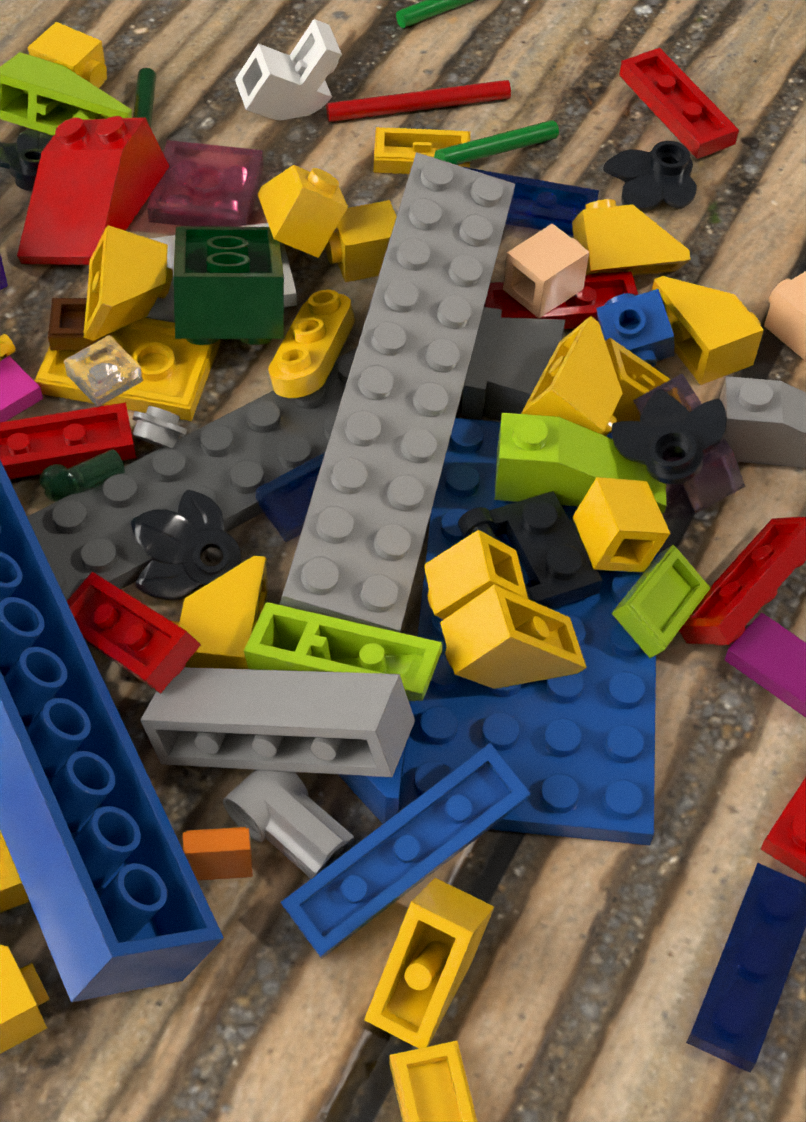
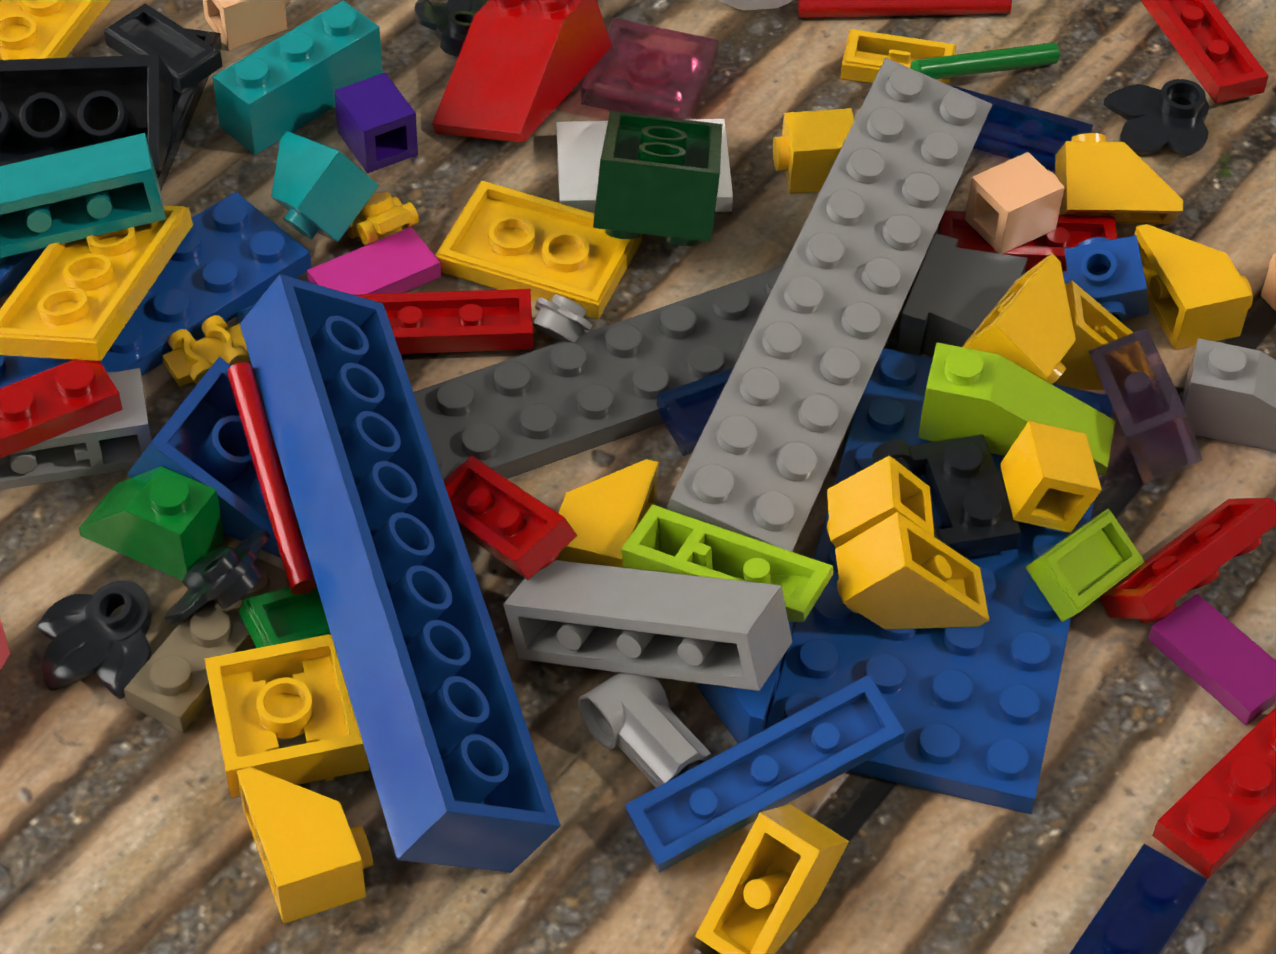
camera: 10 degrees right, 5 degrees down
(67, 324) = (489, 201): reddish brown tile -> none
(85, 476) = (472, 360): clear green arm -> none
(103, 370) = (511, 252): clear plate -> none
(124, 281) = (546, 161): yellow slope -> none
(176, 547) = (565, 440): black plate -> none
(219, 853) = (568, 750): orange tile -> none
(303, 208) = (753, 106): yellow slope -> none
(312, 344) = (742, 252): yellow plate -> none
(670, 432) = (1122, 392): black plate -> none

